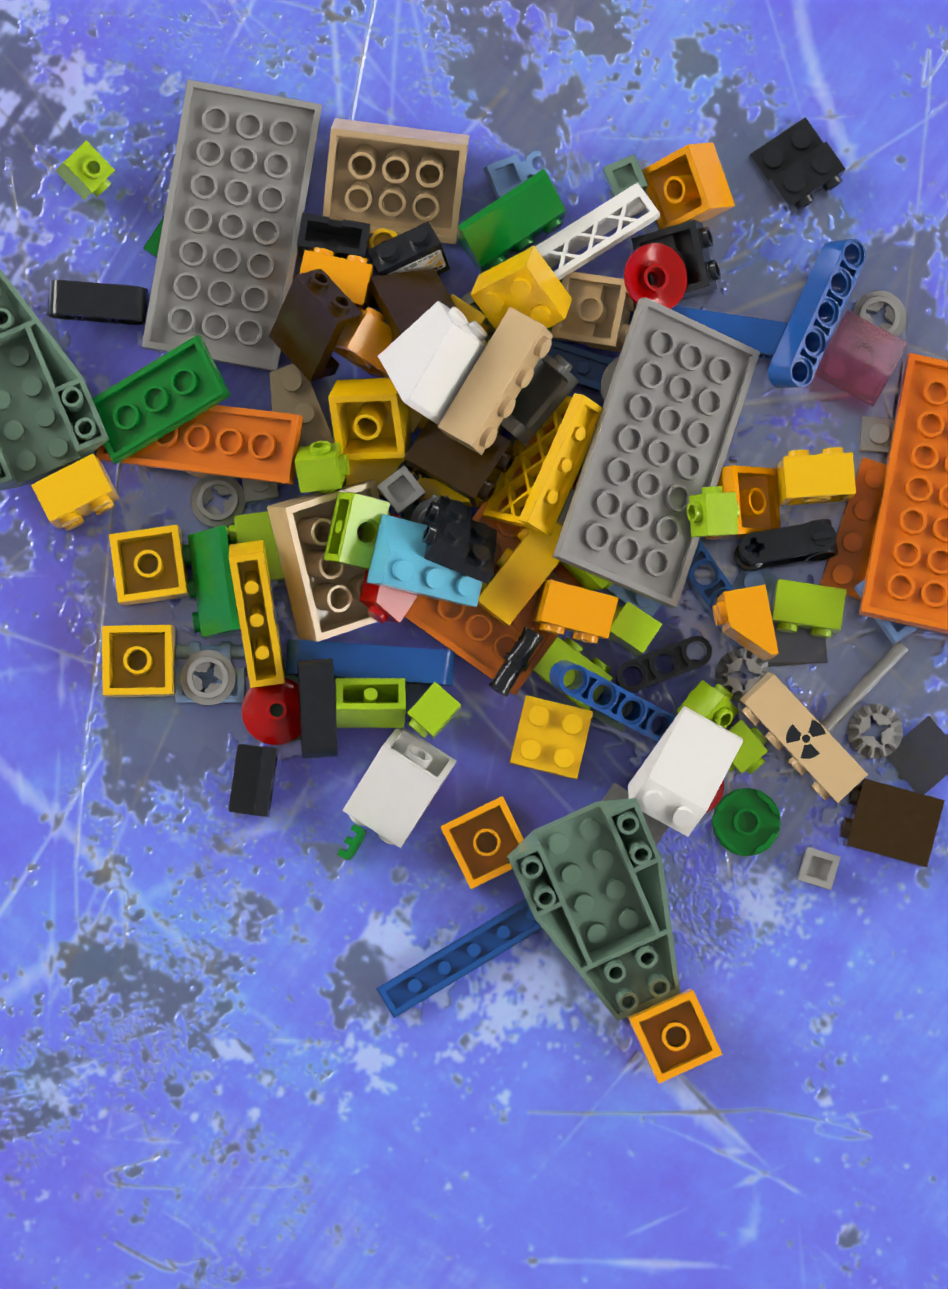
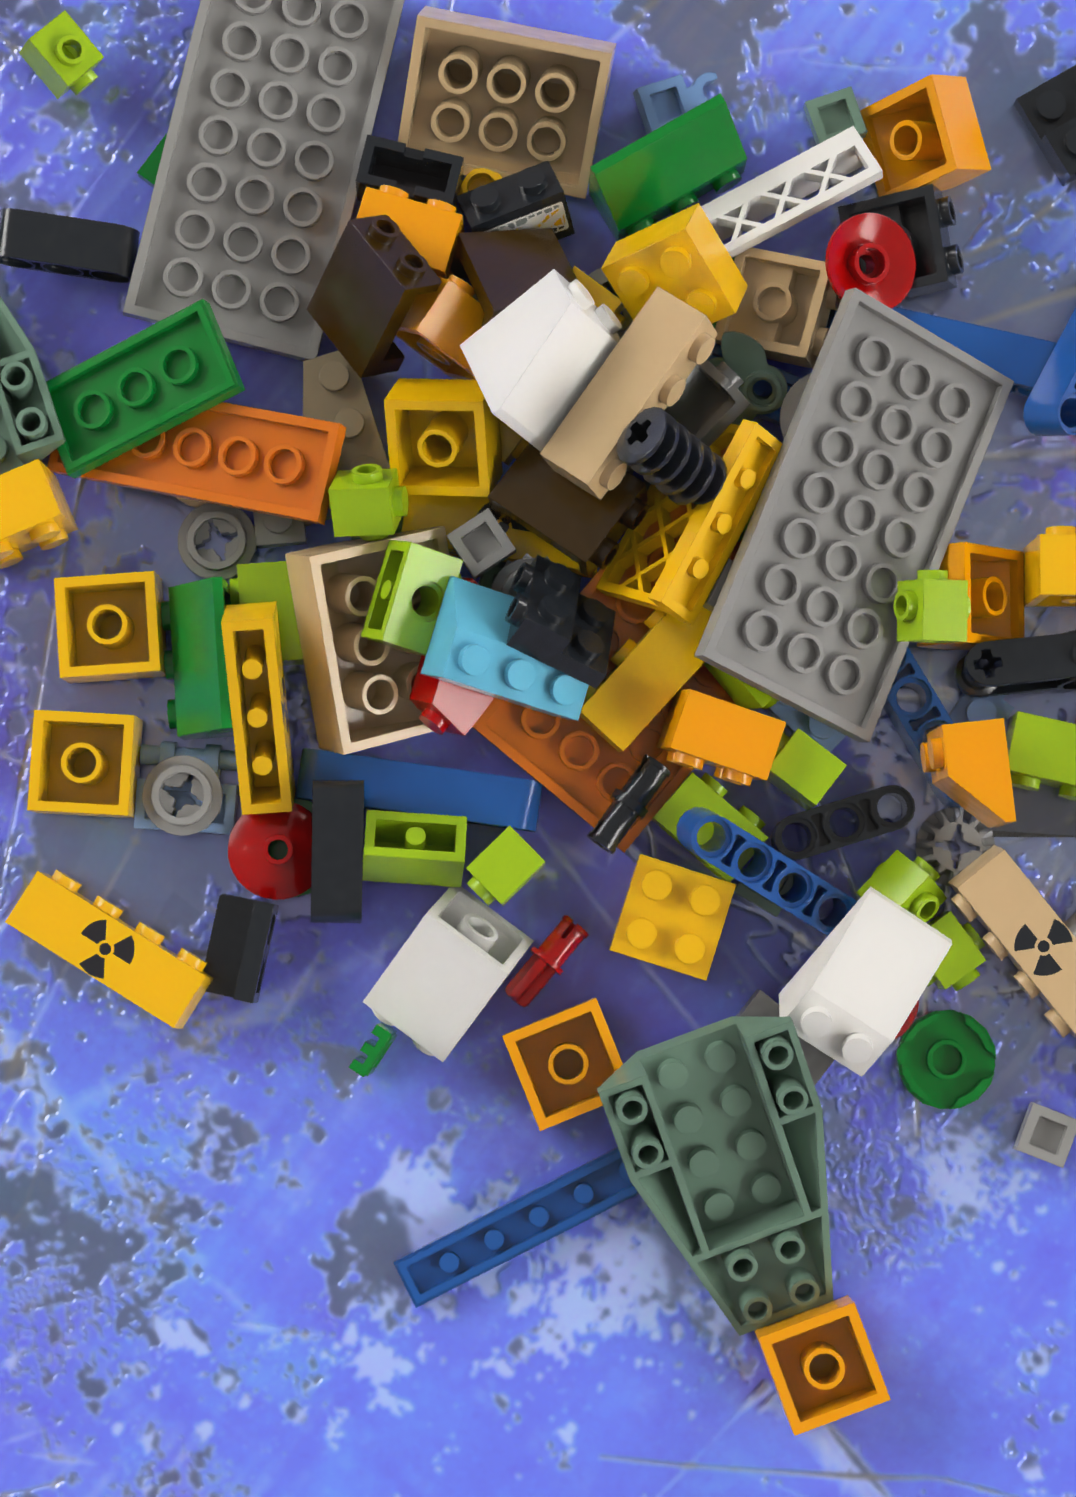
camera: 10 degrees right, 0 degrees up
(165, 787) = (110, 949): none -> yellow brick
(466, 774) = (545, 961): none -> red axle
(527, 424) = (671, 458): none -> black piece
(576, 352) = (750, 363): none -> sand green plate

